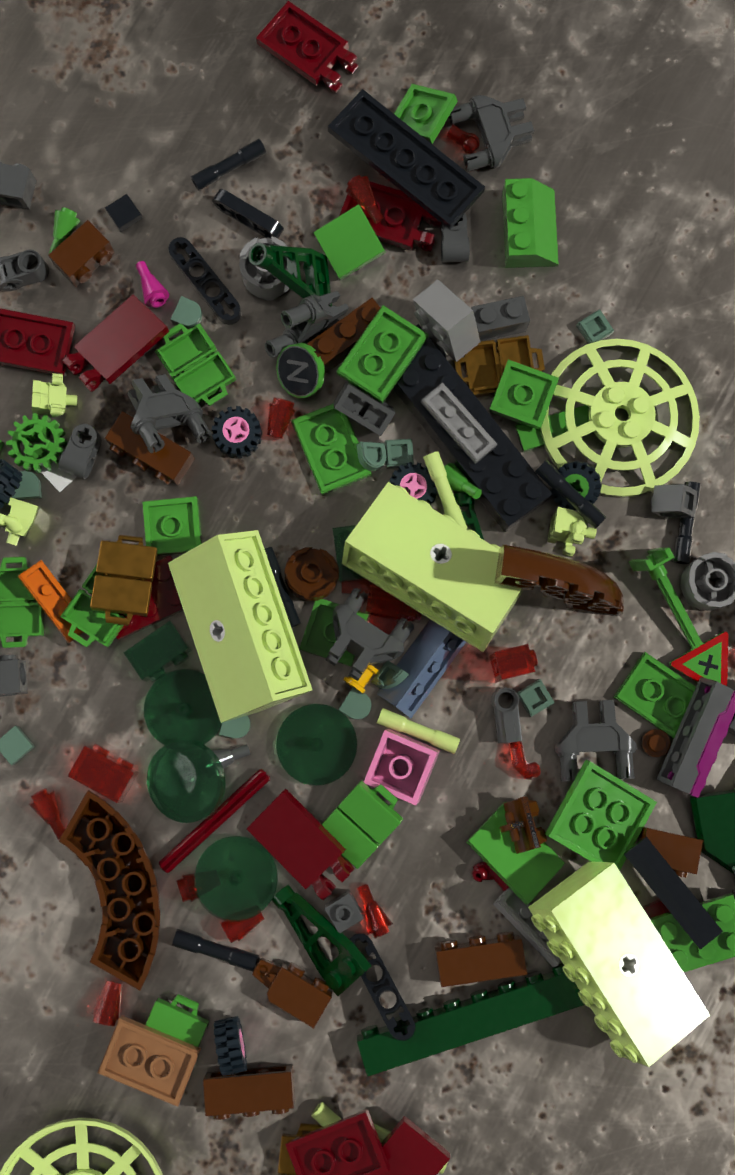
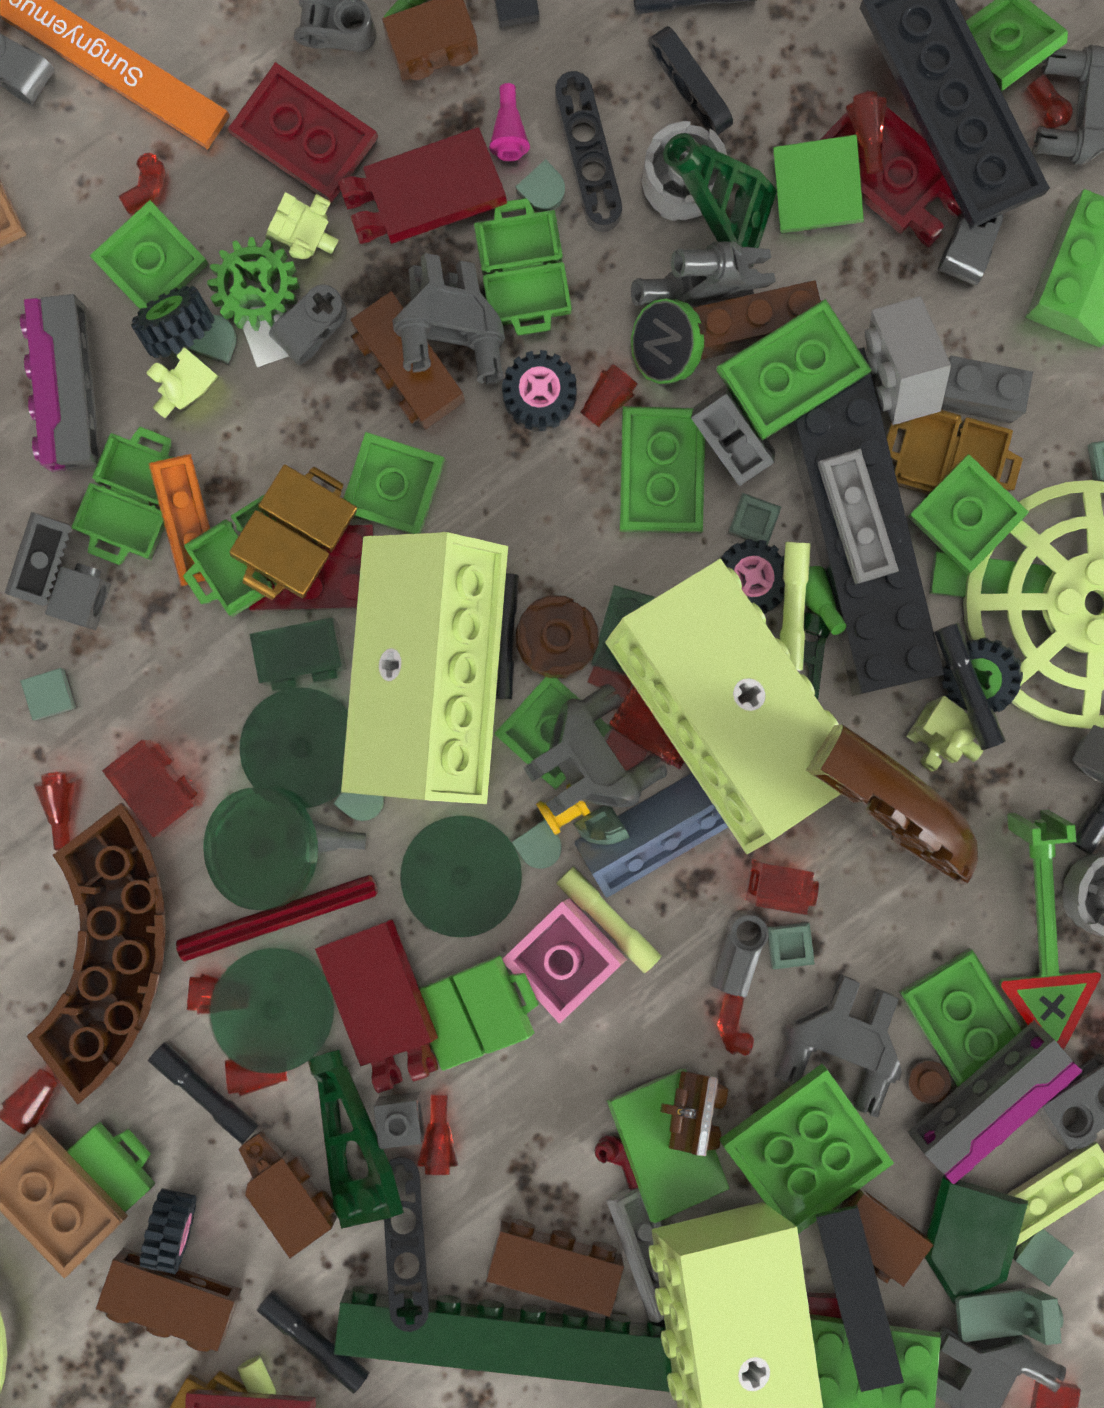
camera: 20 degrees right, 5 degrees up
(332, 1071) = (292, 1324): none -> black piece
(371, 455) = (714, 506): sand green tile -> none

